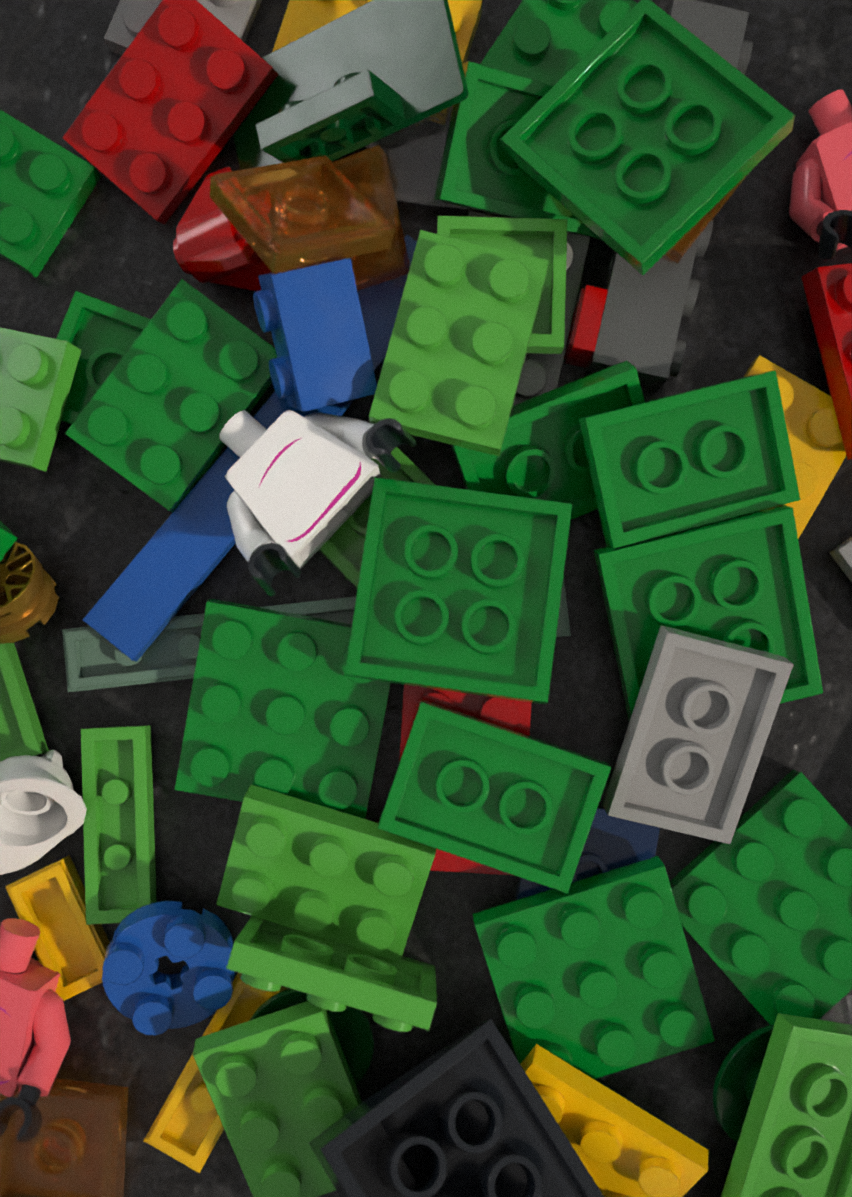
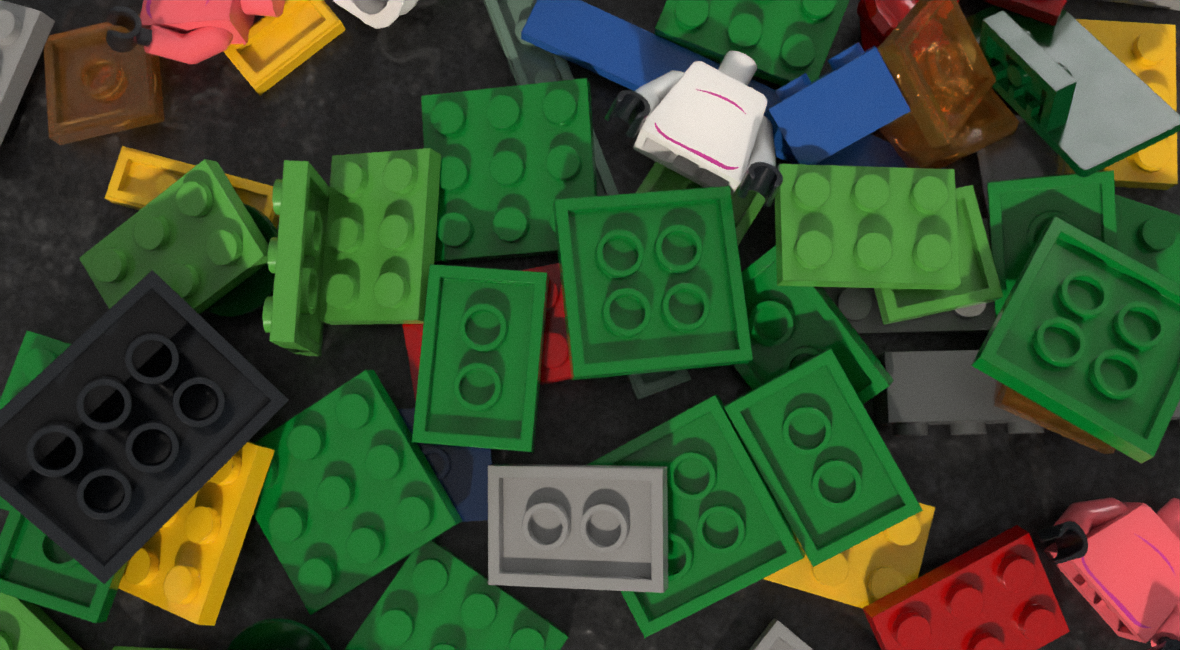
camera: 75 degrees right, 5 degrees down
(118, 821) = (381, 59): bright green plate -> none
(164, 1000) = (243, 121): blue plate -> none
(585, 326) = (916, 340): red tile -> none

